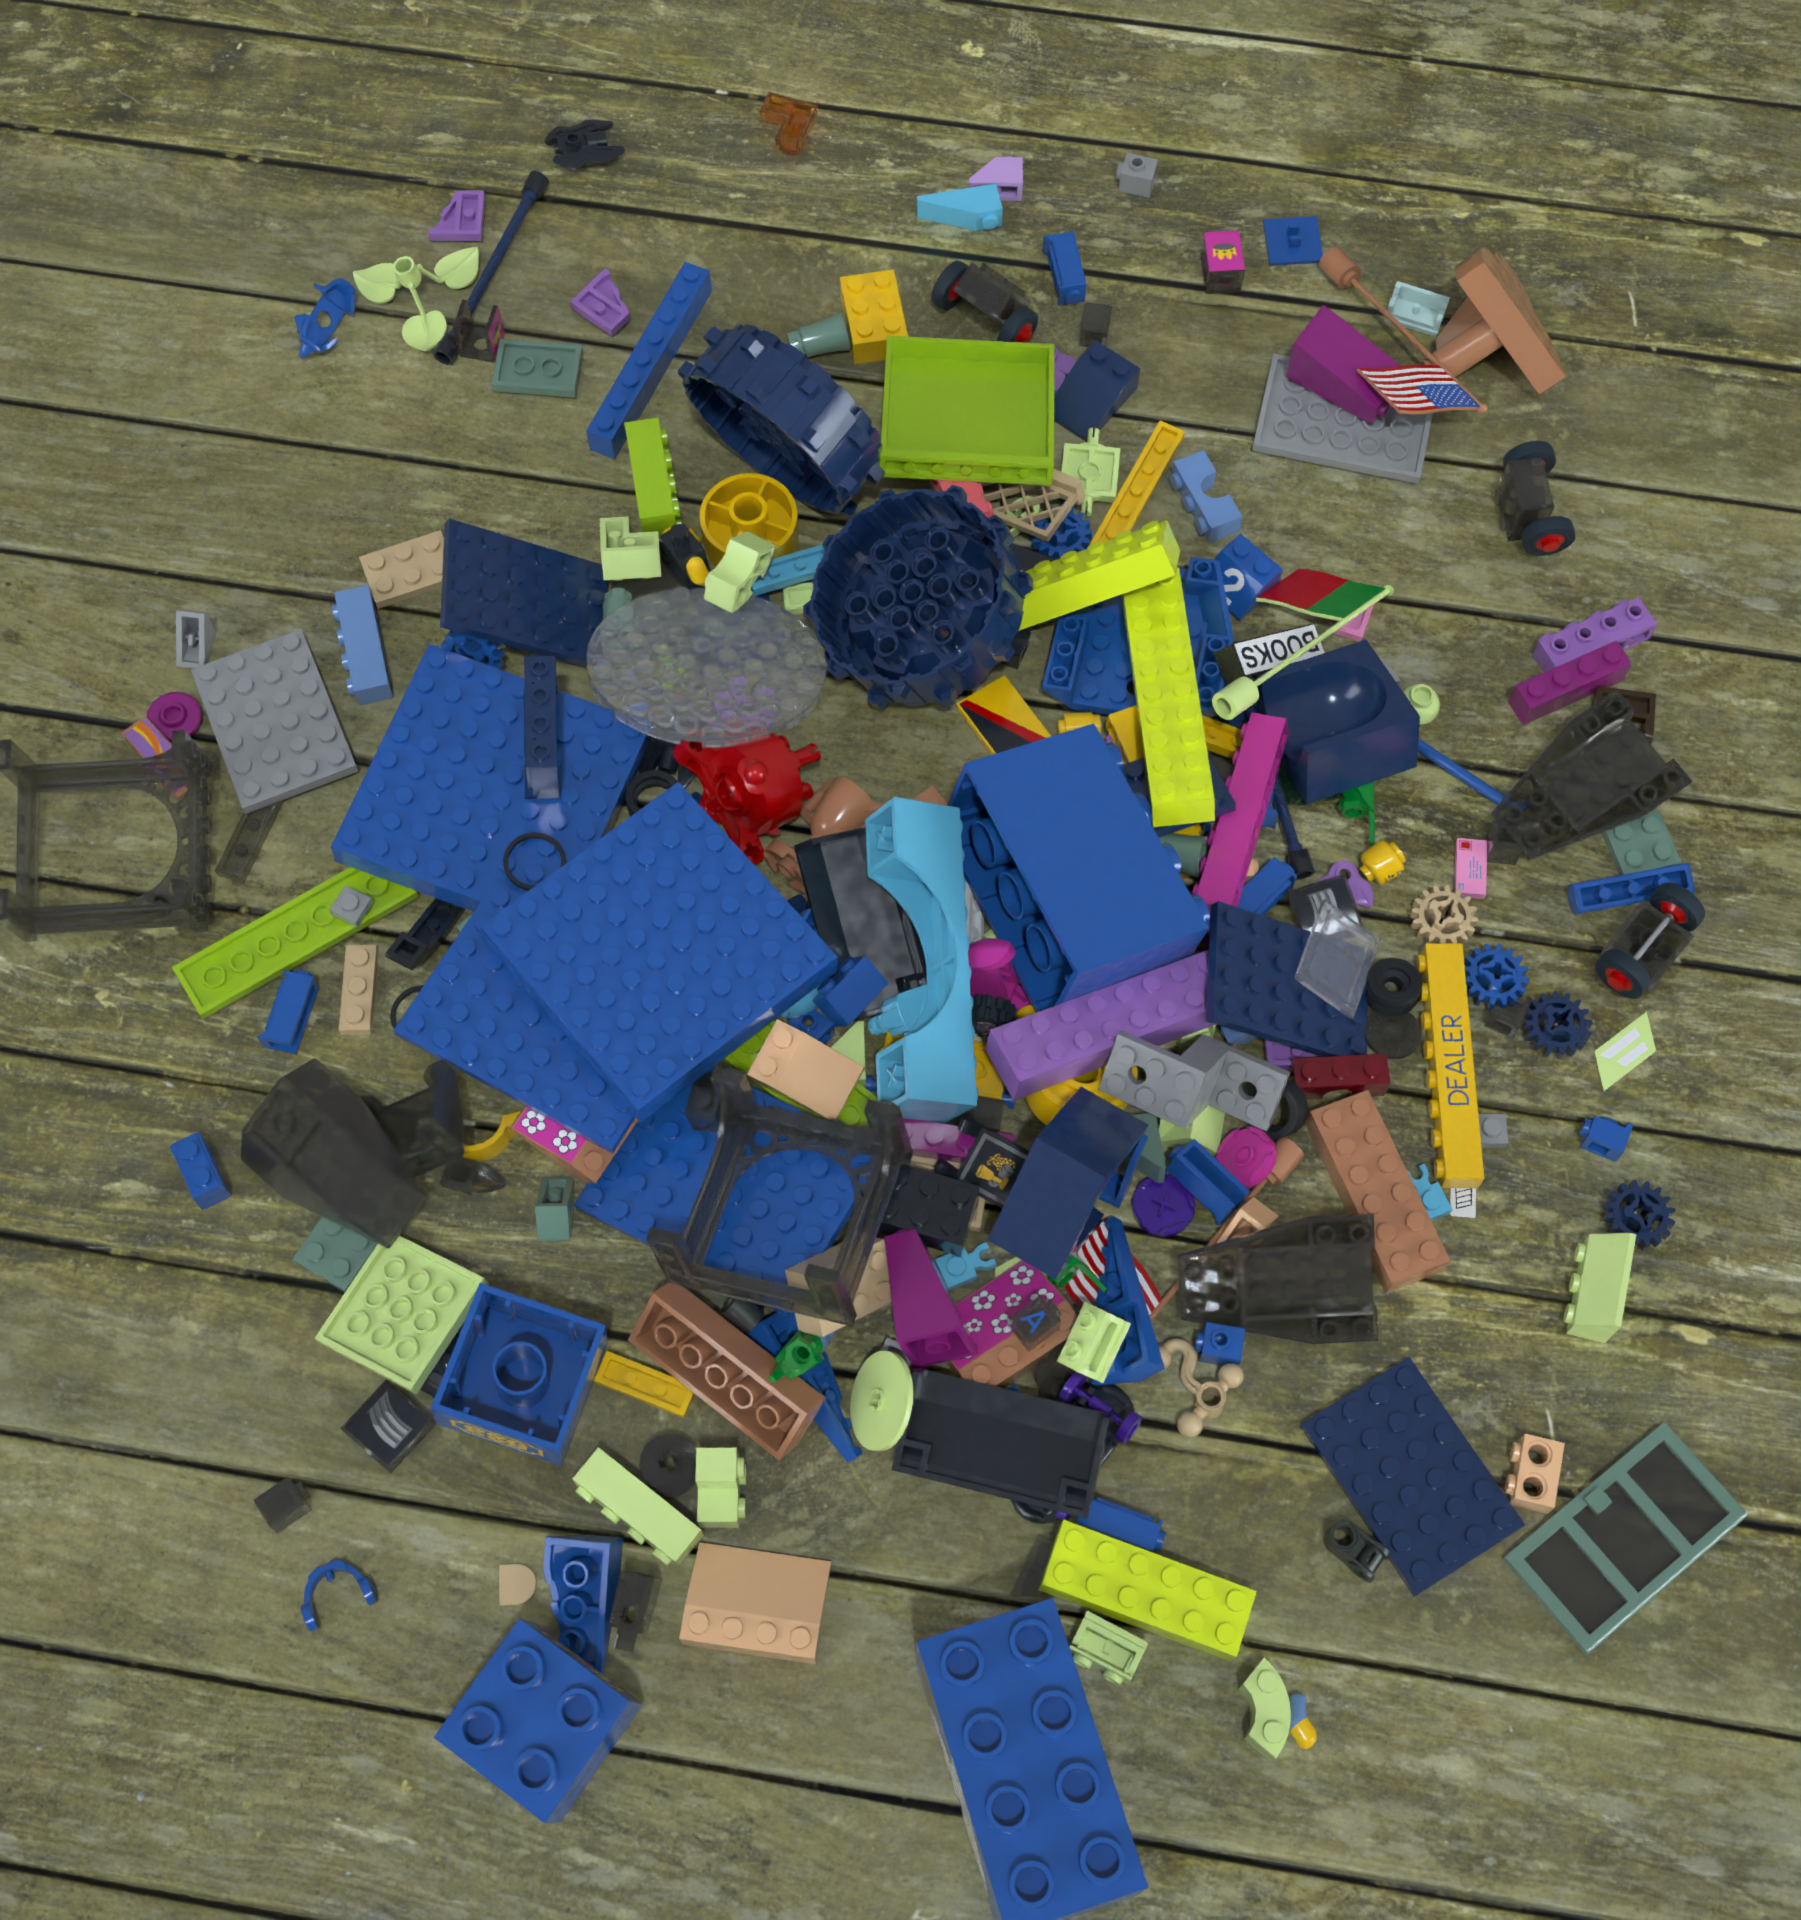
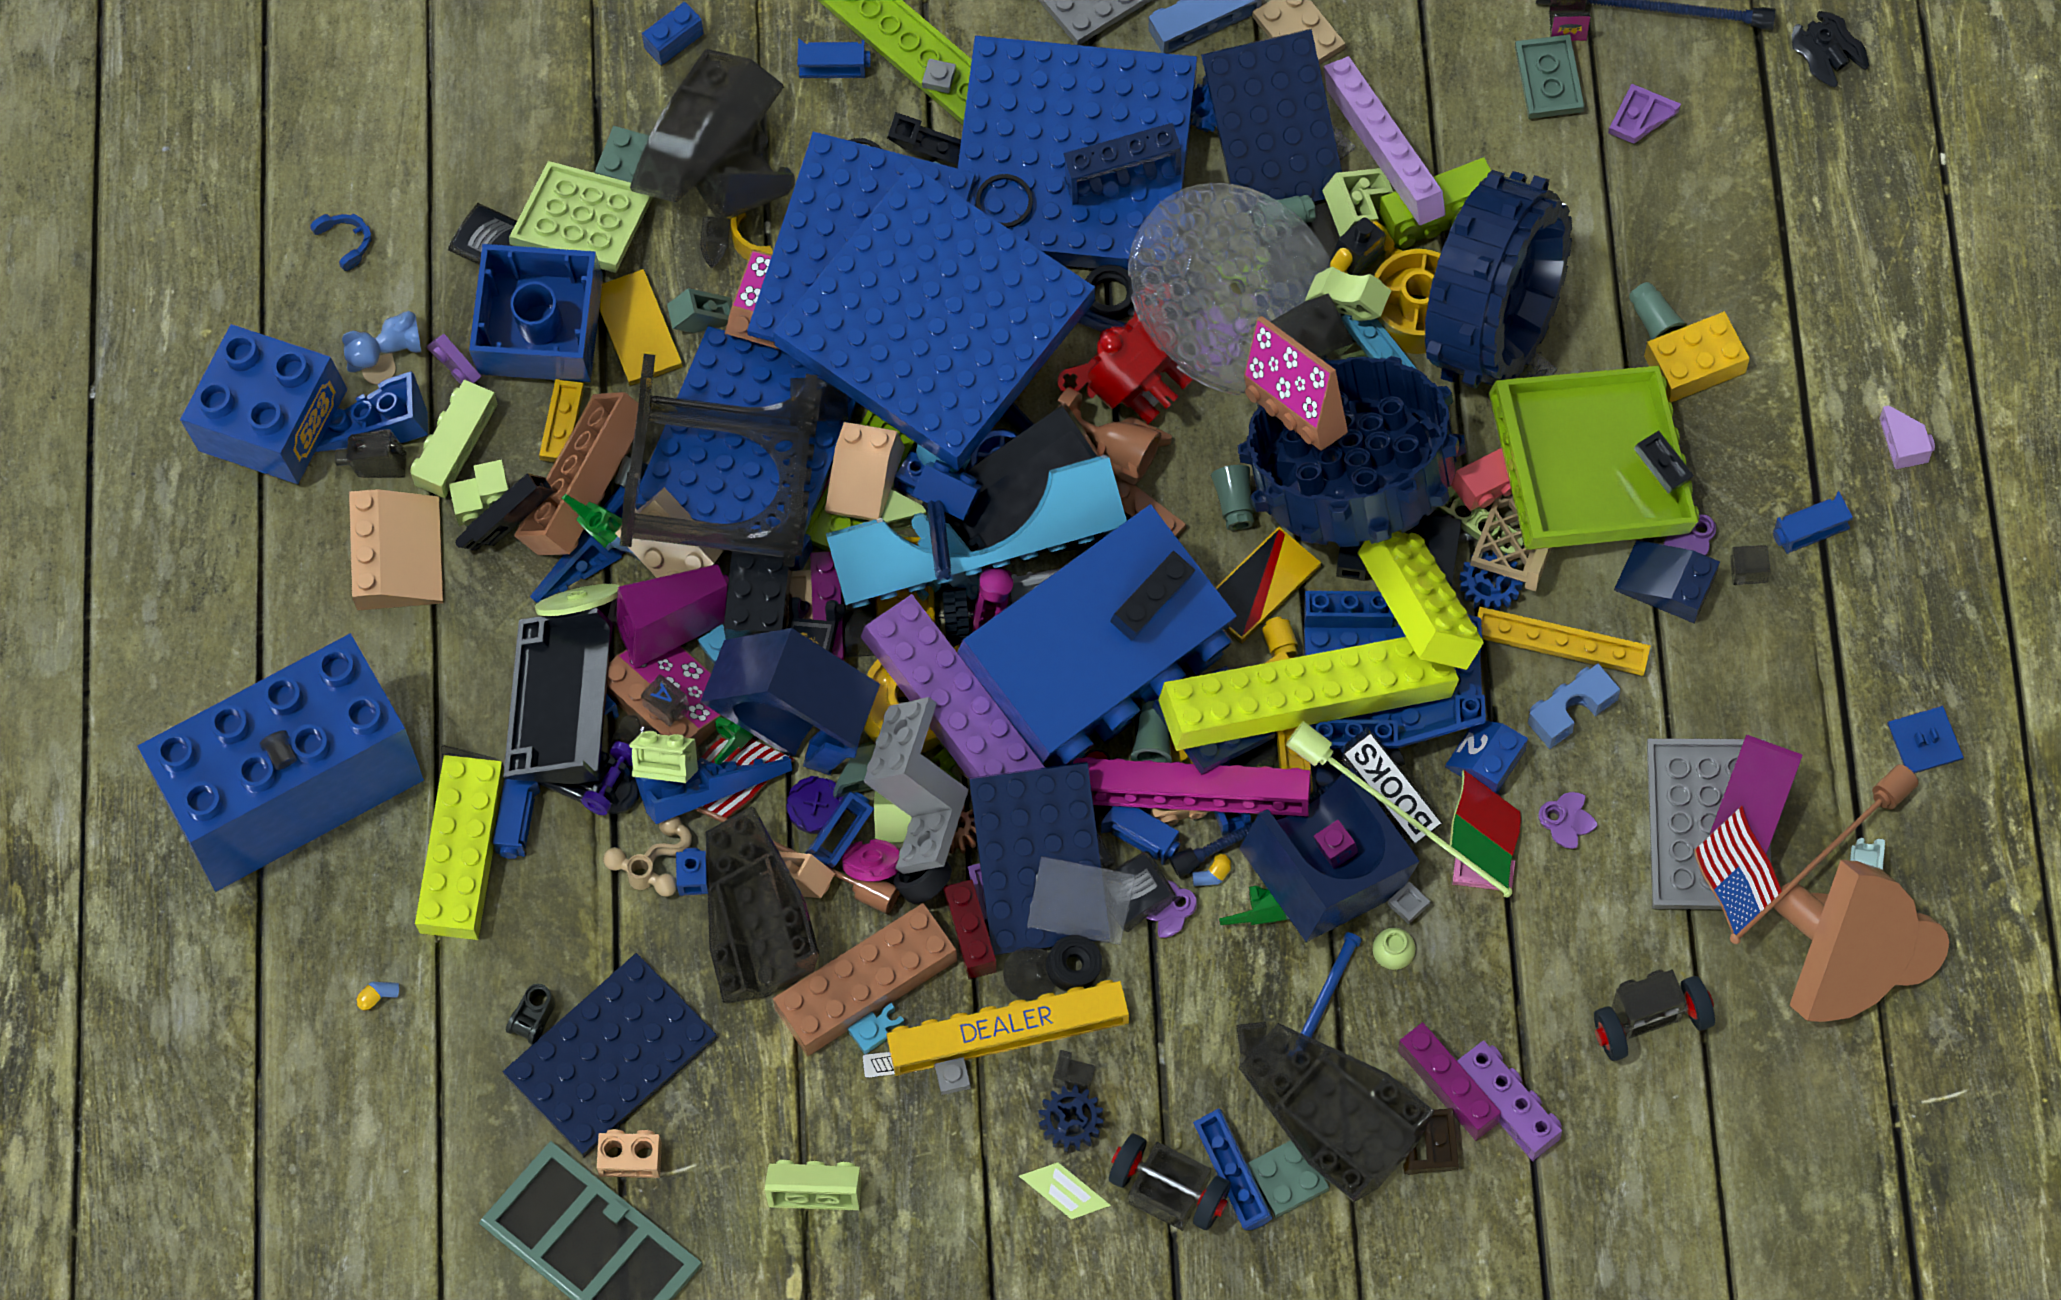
camera: 80 degrees right, 0 degrees up
(283, 1504) = (406, 178): clear smoke brick -> none
(358, 990) = (868, 107): tan plate -> none
(483, 1550) = (397, 334): none -> medium blue animal
(536, 1490) = (453, 359): none -> medium lavender wing
(561, 1278) = (637, 326): none -> yellow tile
(590, 497) = (1384, 141): none -> lavender brick
(649, 360) = (1590, 170): blue brick -> none
(654, 1457) = (499, 443): clear smoke piece -> none
(756, 1460) = (506, 512): none -> black hinge
(775, 609) = (1317, 327): none -> clear smoke slope
(795, 120) = (1919, 233): clear orange brick -> none
(853, 613) = (1294, 386): none -> slope
(916, 733) = (1234, 495): none -> sand green plant
(929, 993) = (939, 540): none -> dark blue axle
(965, 208) = (1862, 422): medium azure slope -> none
(990, 294) = (1740, 457): brick -> none
(992, 350) = (1663, 462): none -> black plate
(1058, 1751) = (279, 749): none -> clear smoke bush
(1085, 798) = (1152, 595): none -> black arch
(1096, 468) = (1572, 593): yellowish green plate -> none
(1107, 1649) = (407, 828): yellowish green hinge -> none
(1137, 174) = (1954, 569): light grey brick -> none
(1222, 262) = (1864, 669): piece -> none
(1268, 1710) = (380, 962): yellowish green brick -> none
(1315, 839) = (1215, 874): none -> arm
(1317, 529) = (1571, 819): none -> medium lavender plate
(1331, 708) = (1336, 844): none -> magenta brick
(1382, 862) = (1203, 935): yellow head -> none
(1433, 906) = (1170, 1004): tan gear -> none
(1470, 867) = (1219, 1019): bright pink tile -> none
(1507, 975) = (1095, 1054): blue gear -> none
(1605, 1137) = (965, 1176): blue brick -> none
(1646, 1204) = (884, 1220): dark blue gear -> none

